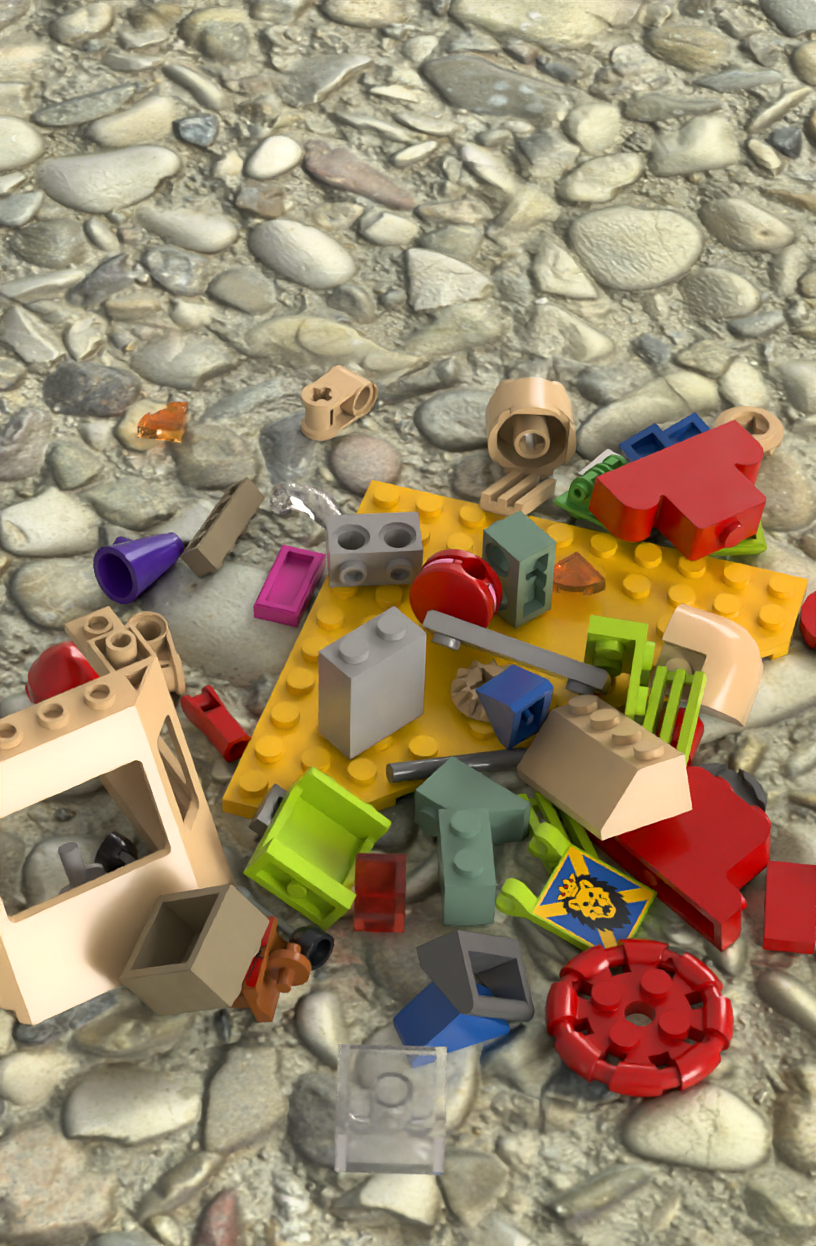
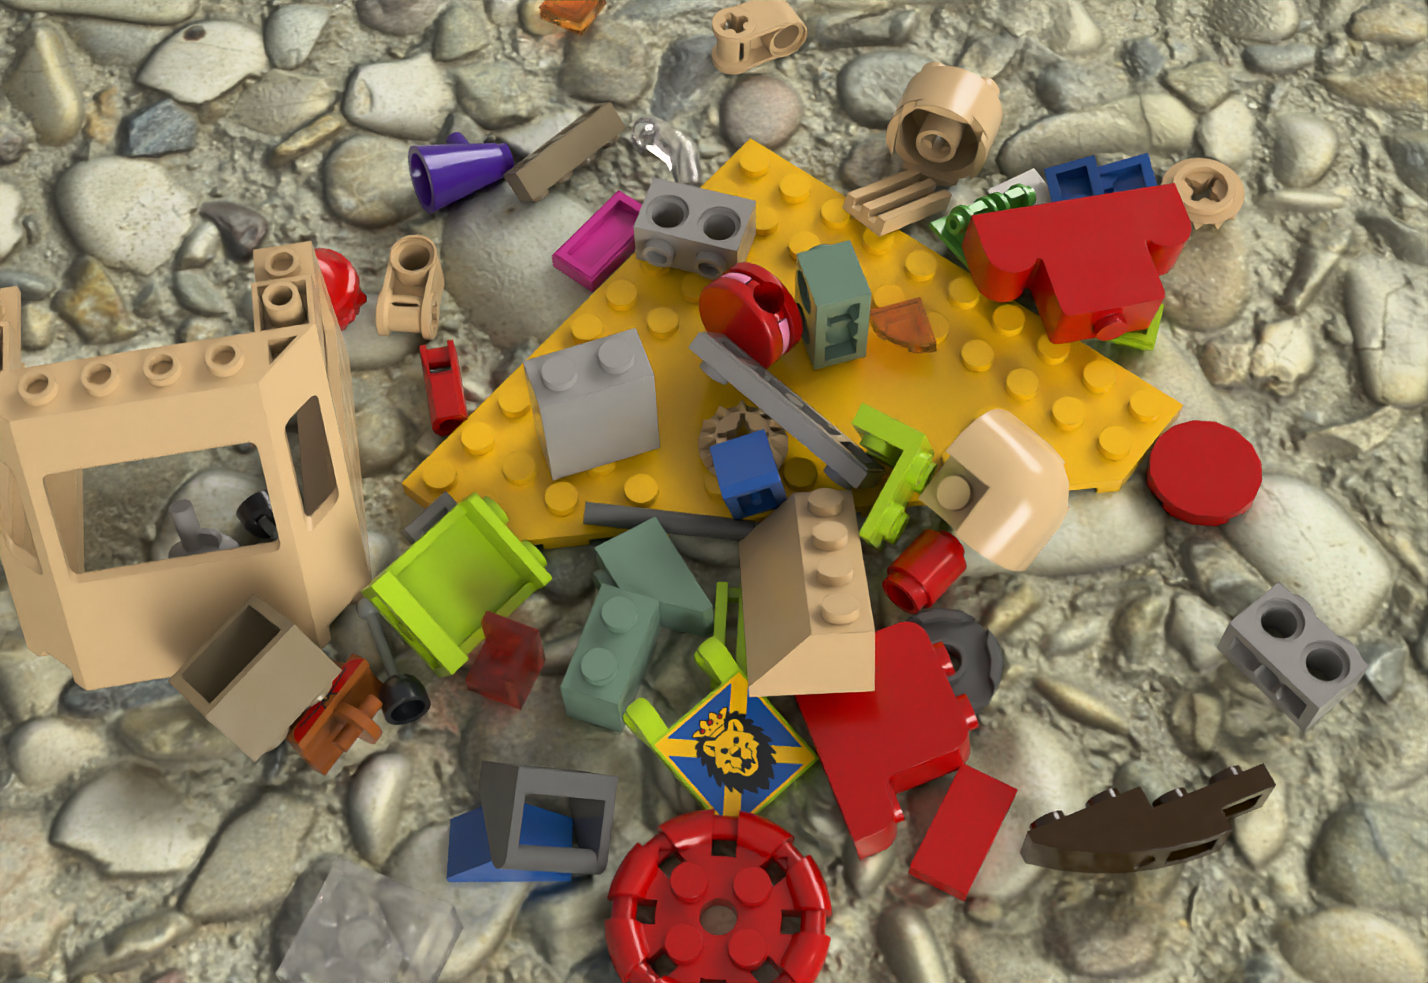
camera: 25 degrees right, 15 degrees up
(678, 680) = (902, 538): lime tile -> none

